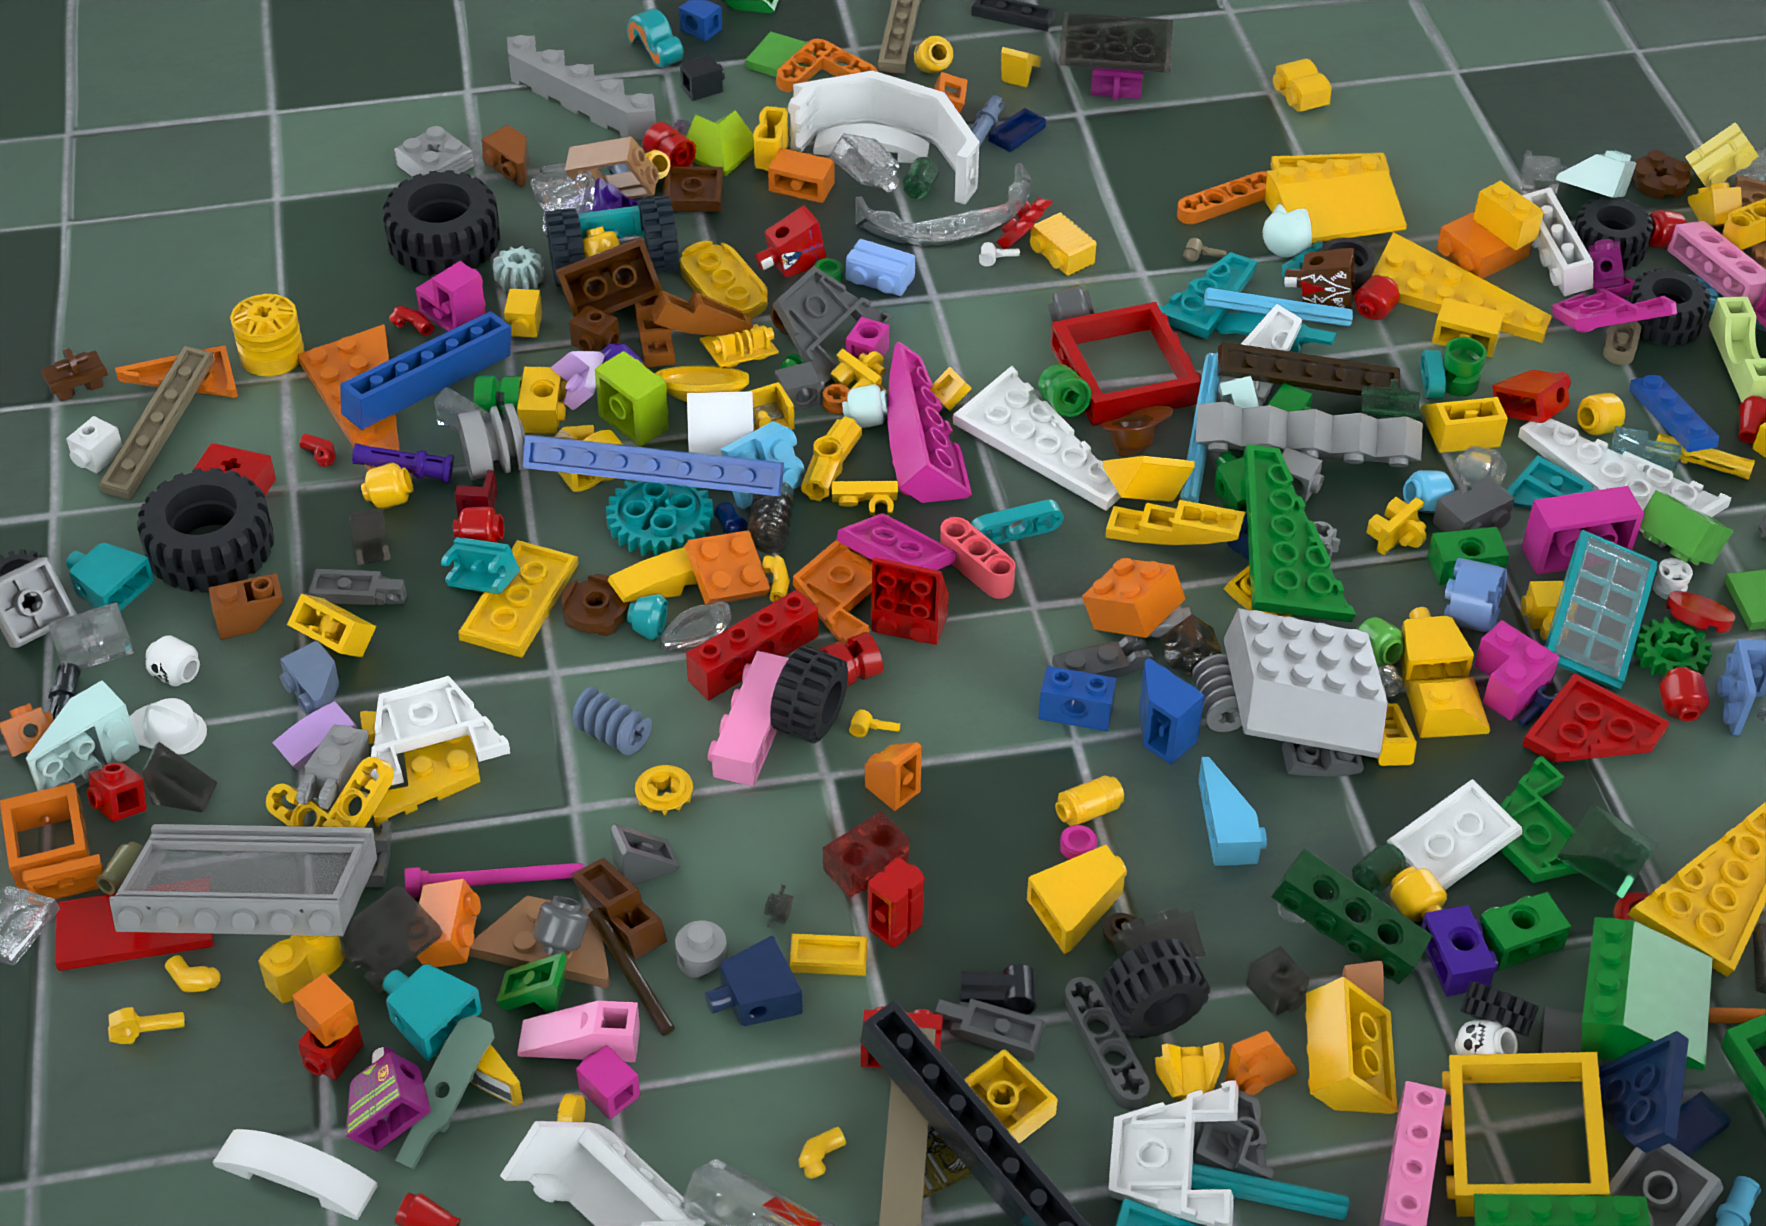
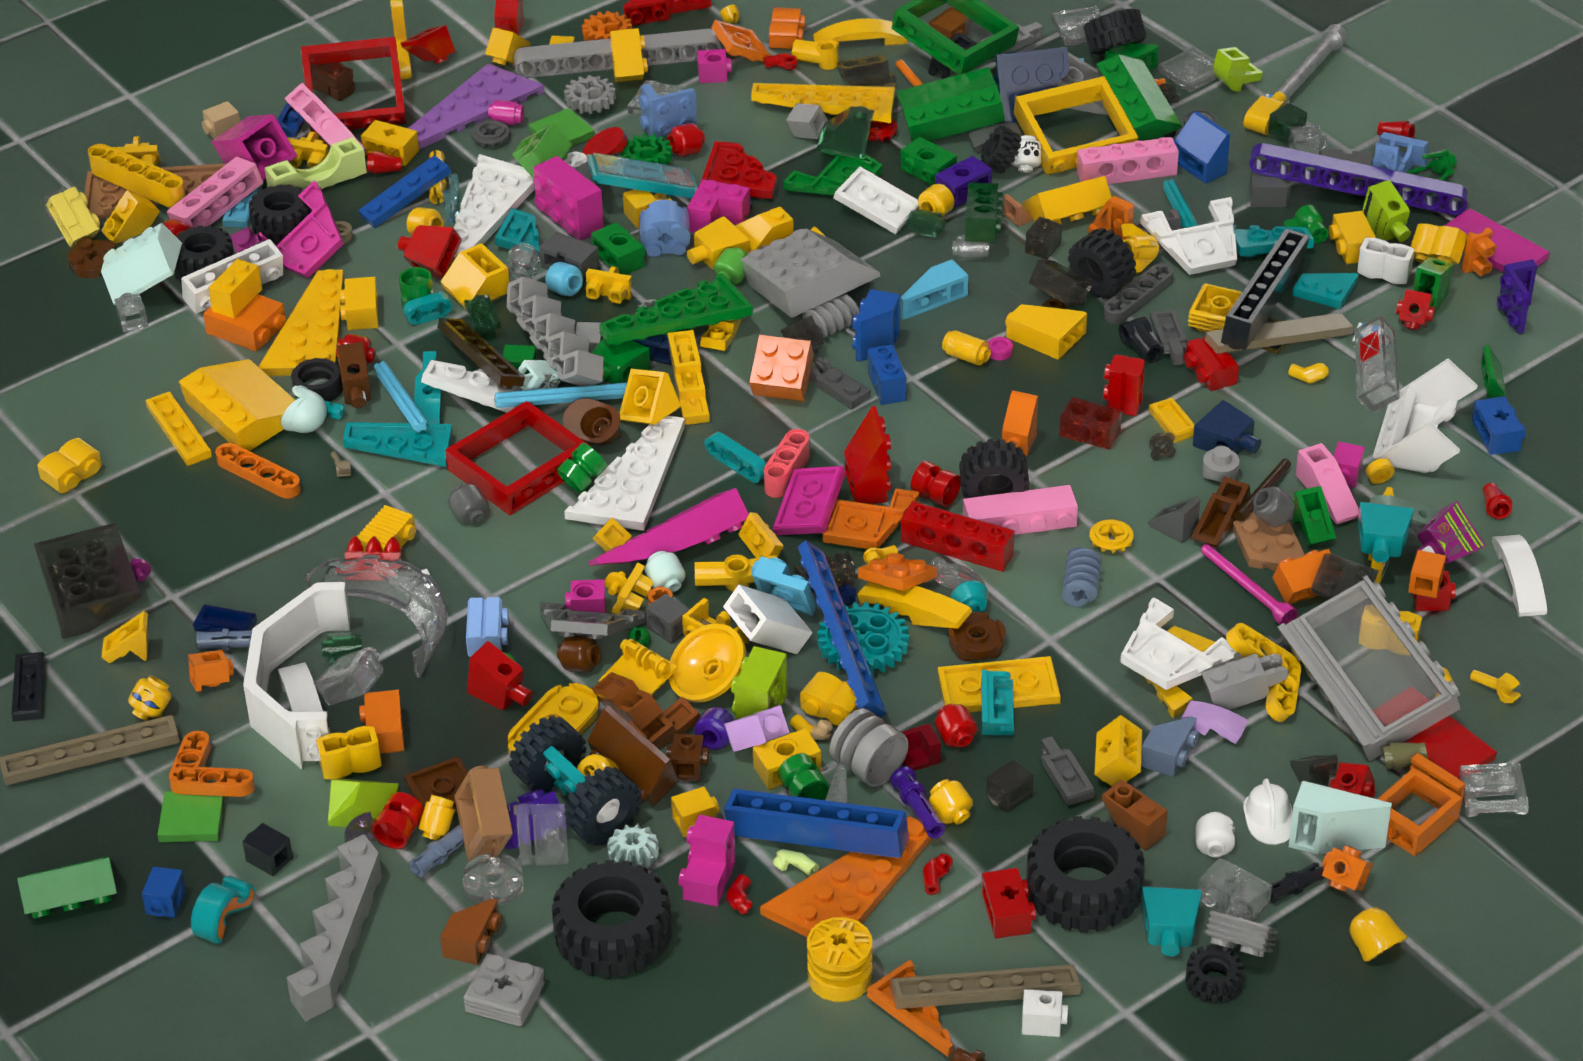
camera: 115 degrees left, 5 degrees down
(1674, 827) = (806, 121): none -> light grey brick

